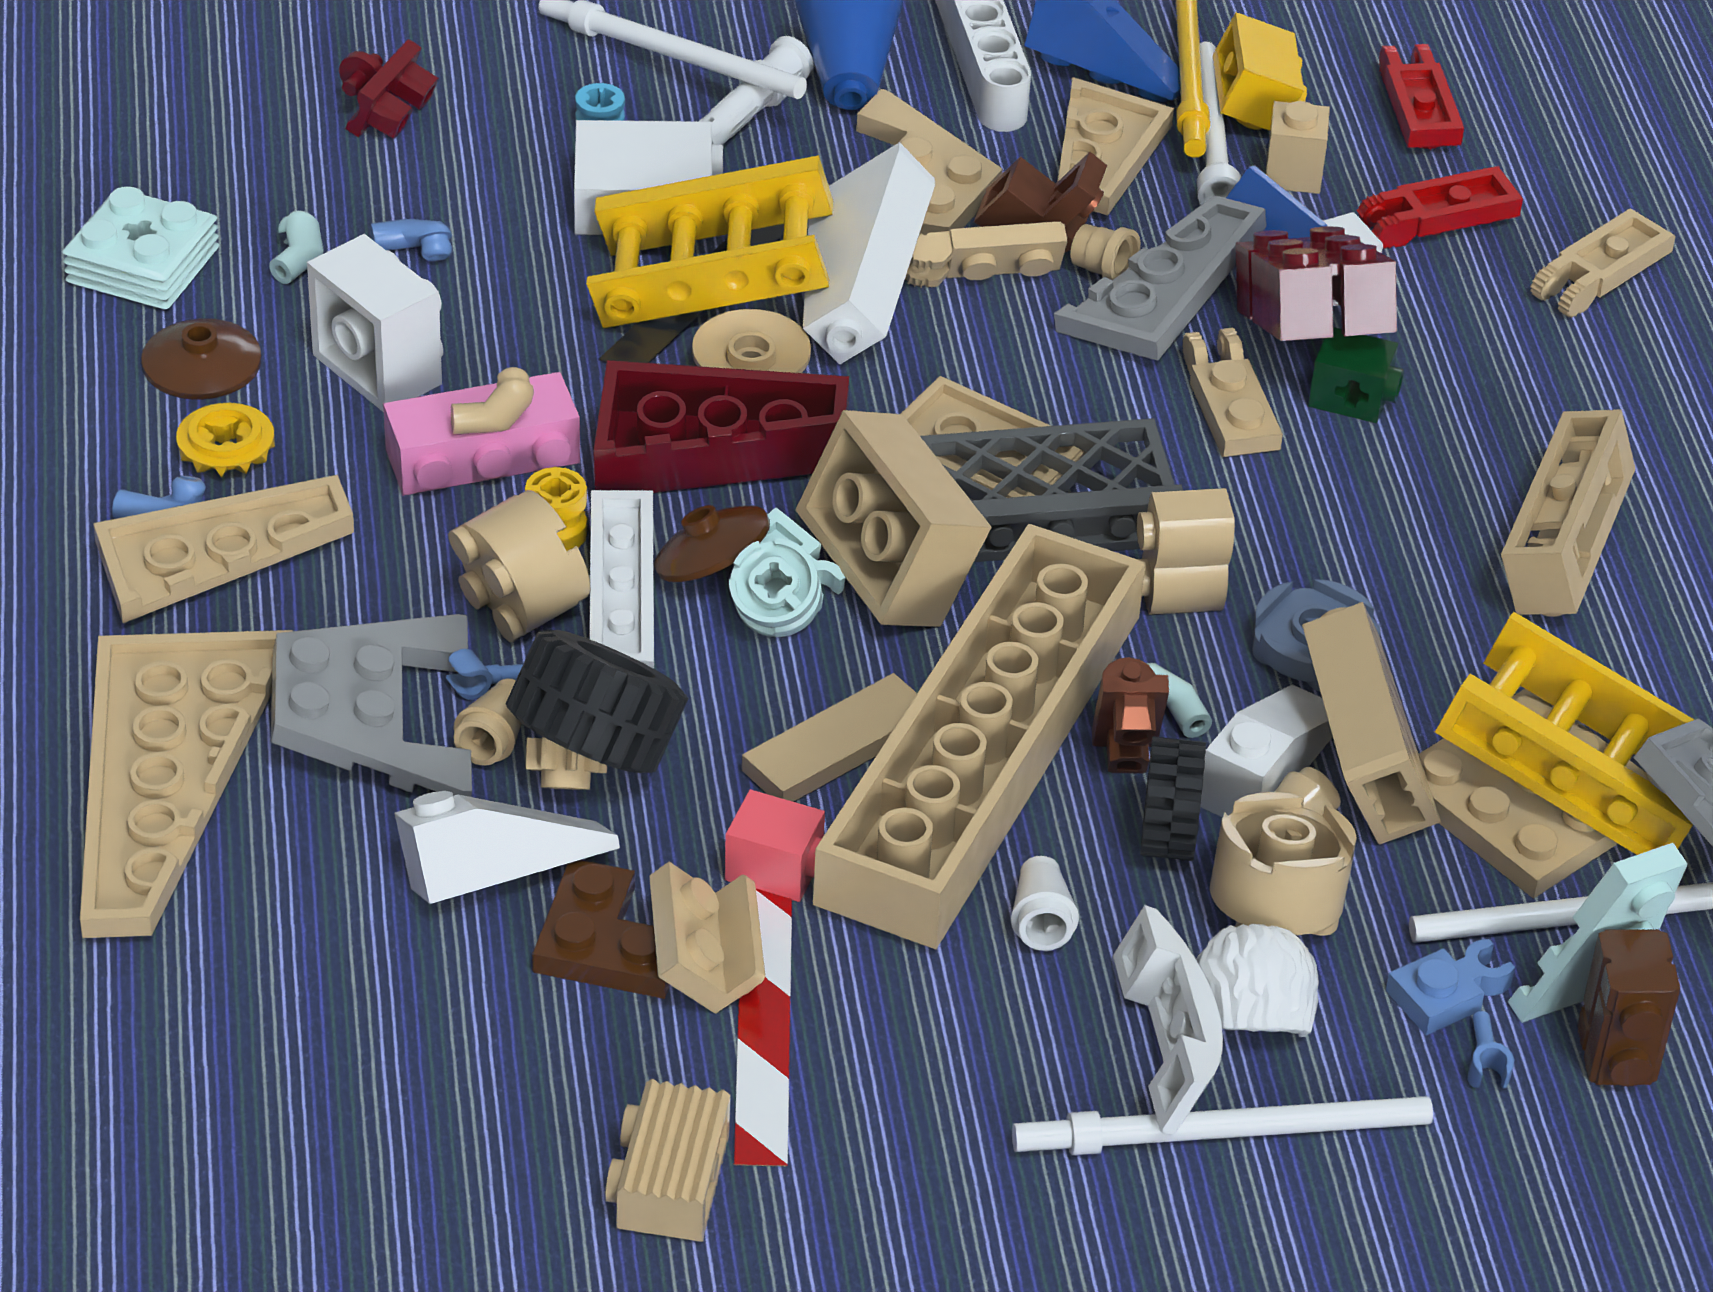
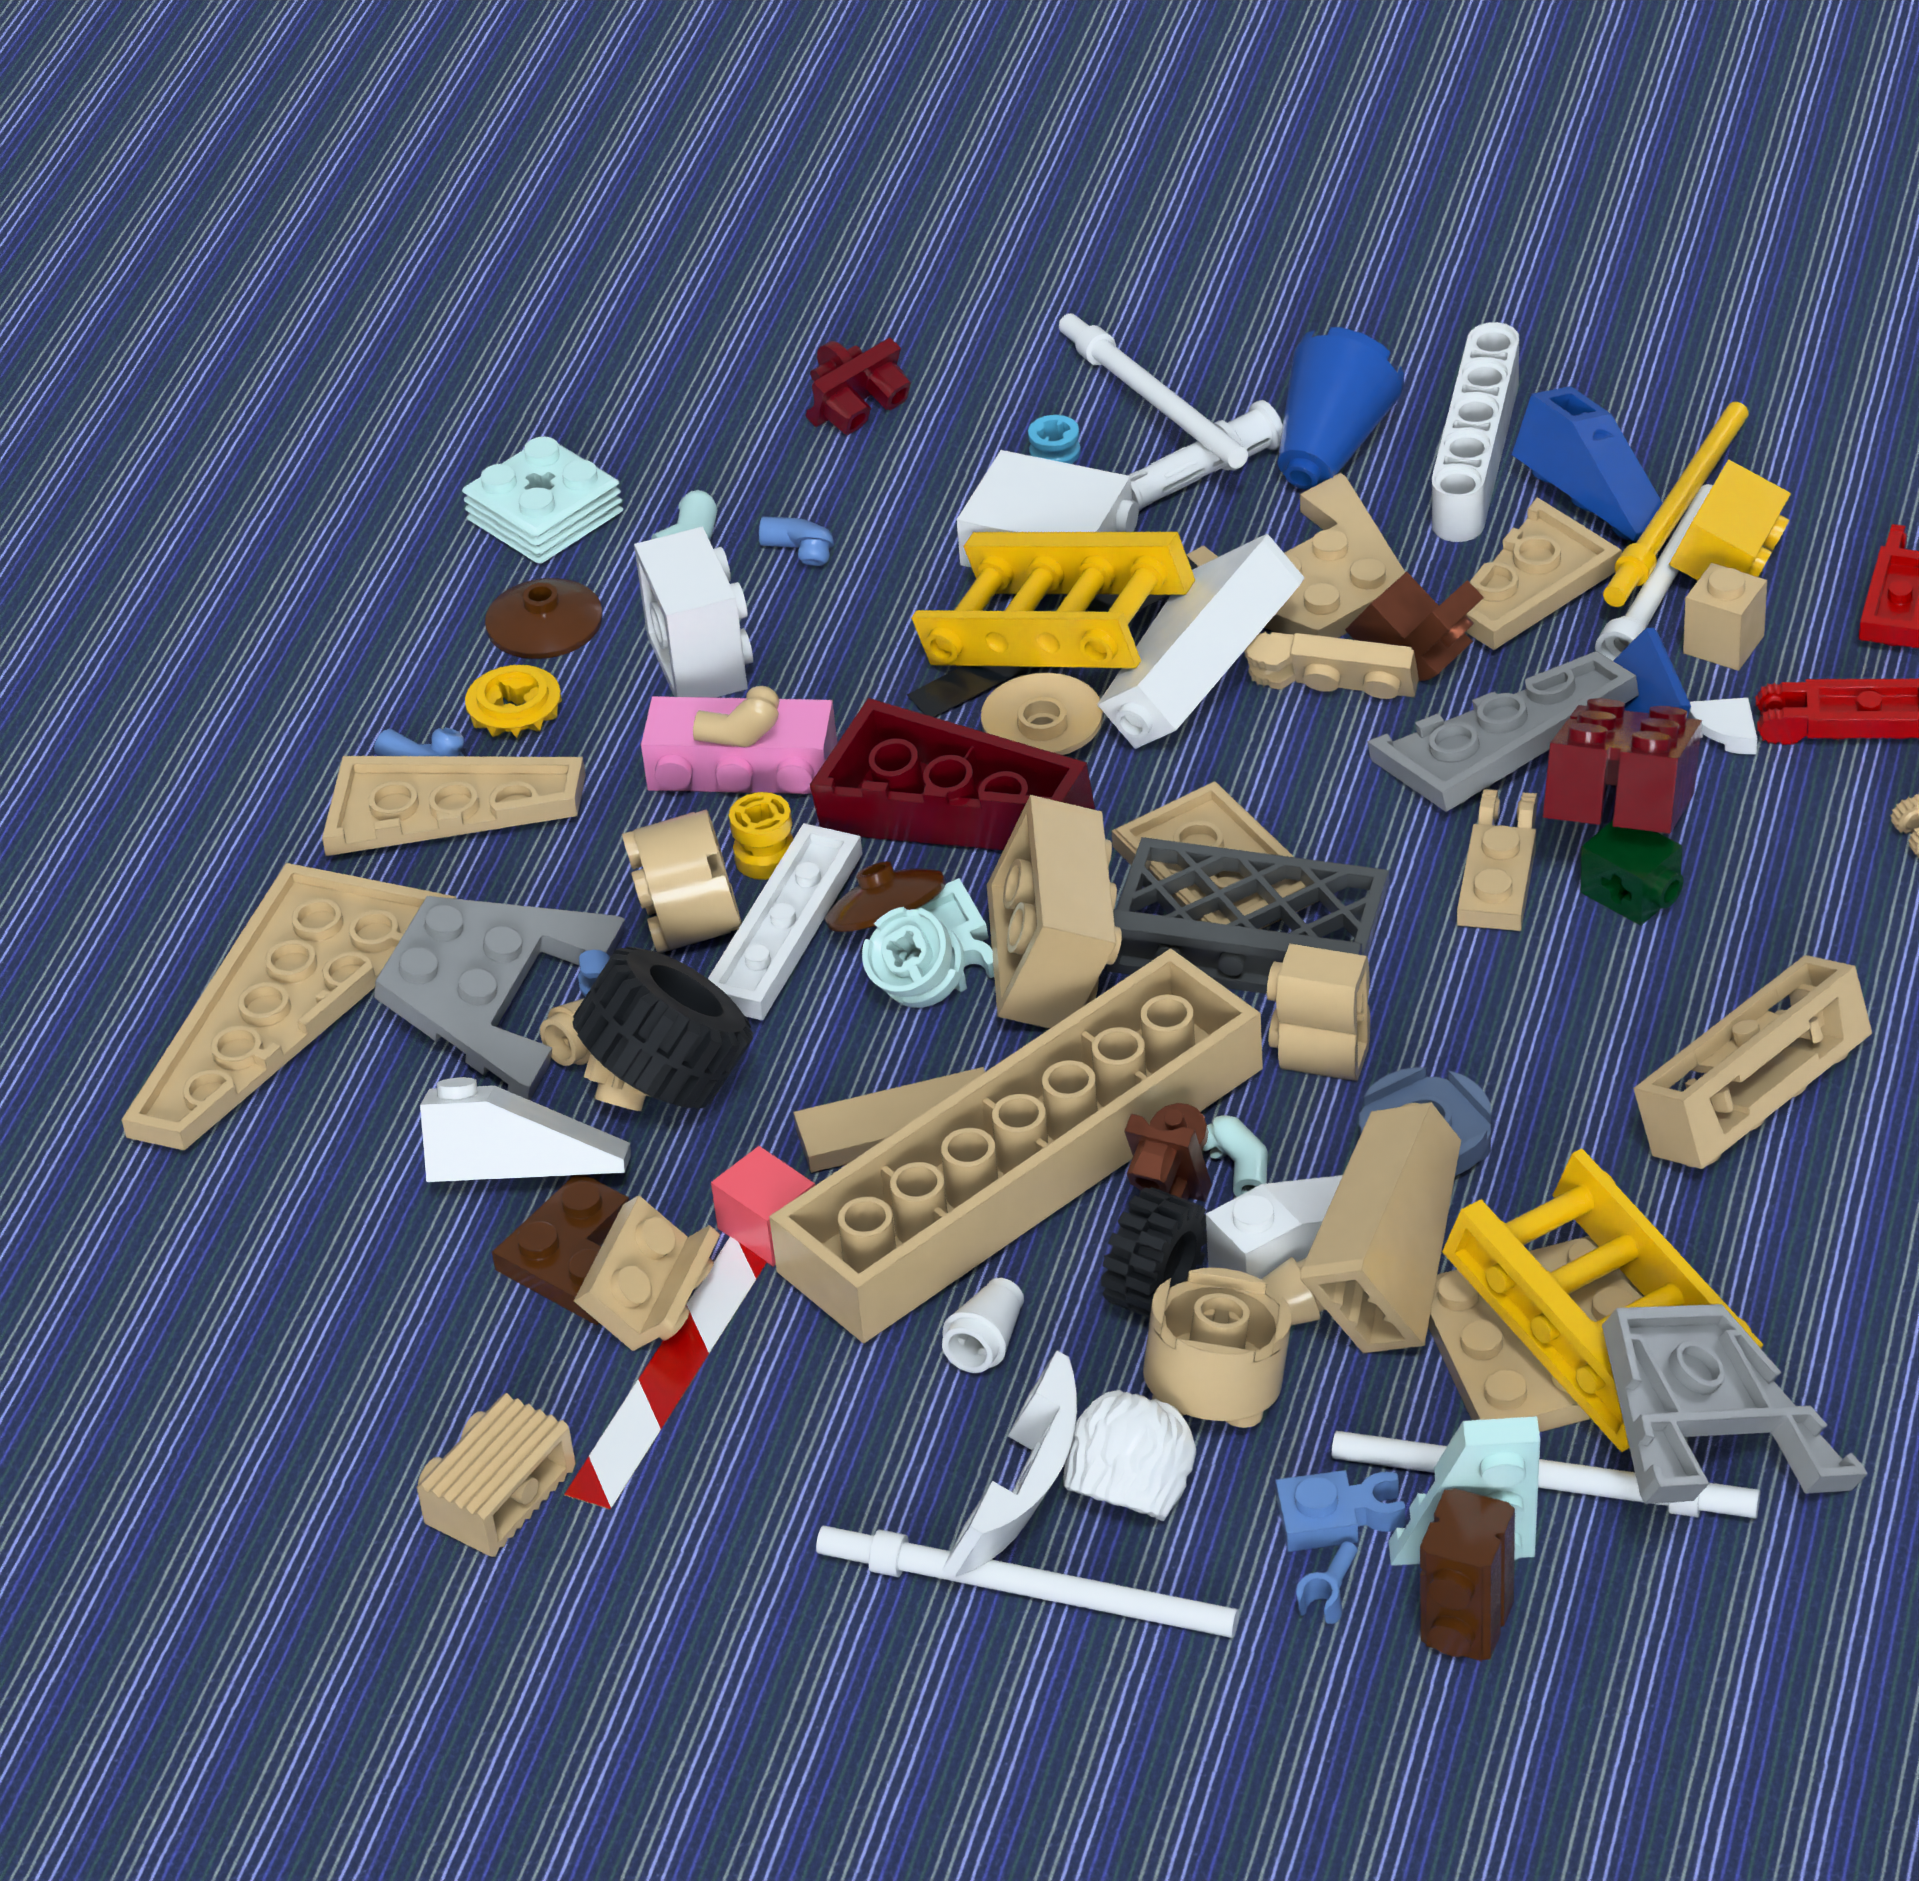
camera: 30 degrees right, 0 degrees up
(1104, 249) = (1456, 684): tan piece -> none

